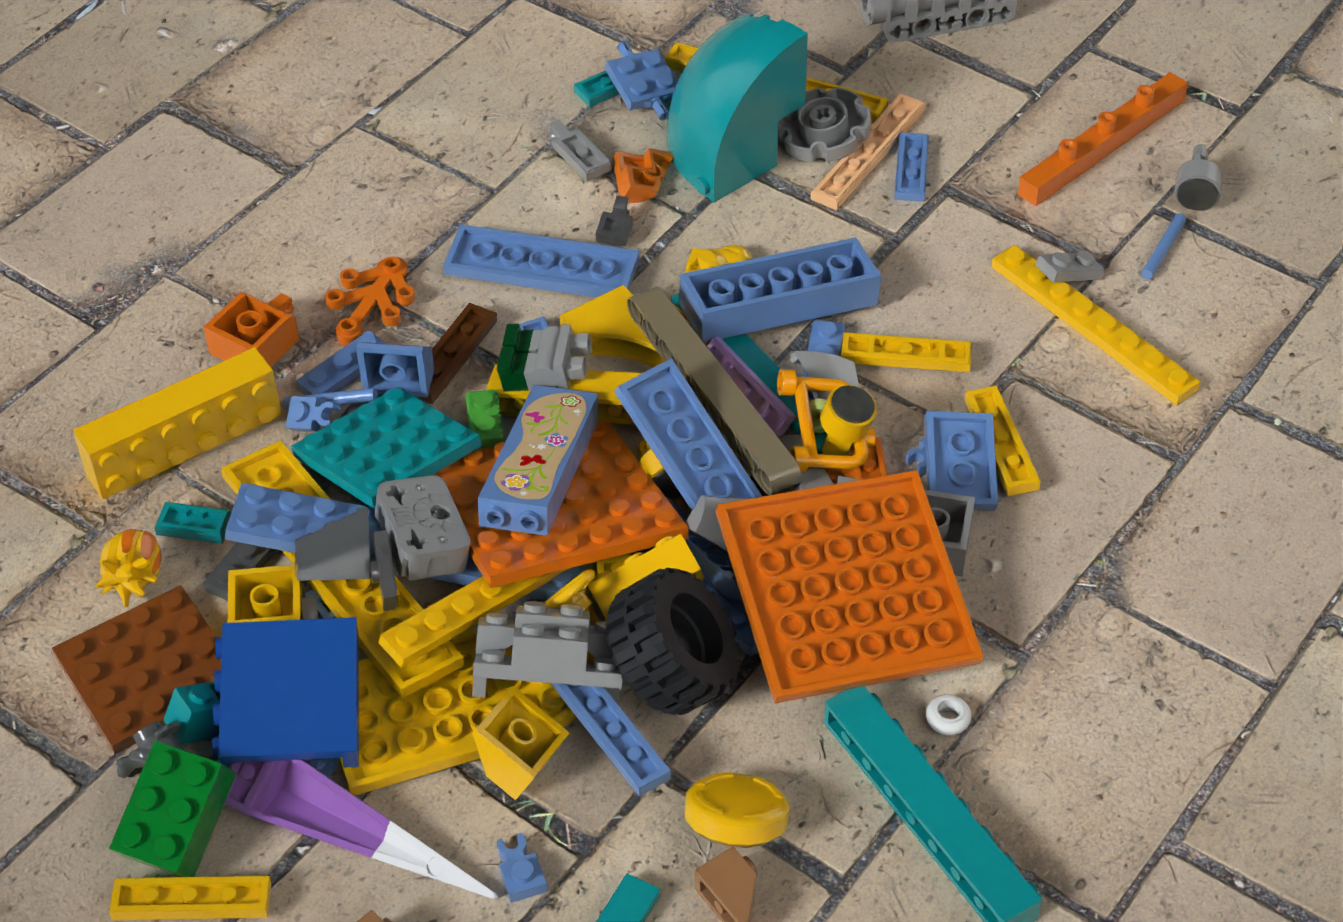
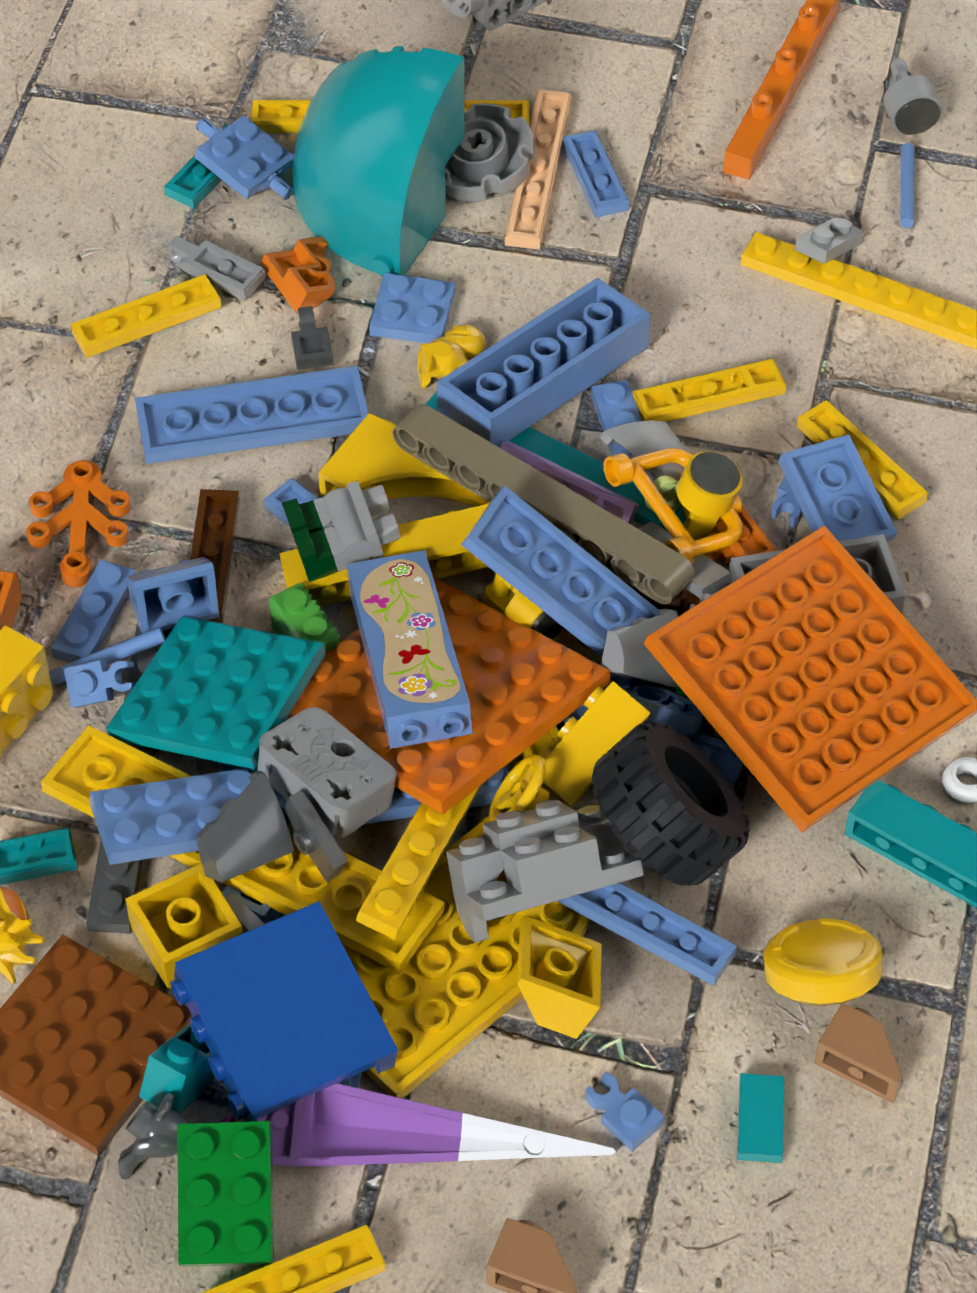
camera: 25 degrees left, 5 degrees up
(505, 170) = (145, 315): none -> yellow plate
(709, 222) = (412, 308): none -> medium blue plate

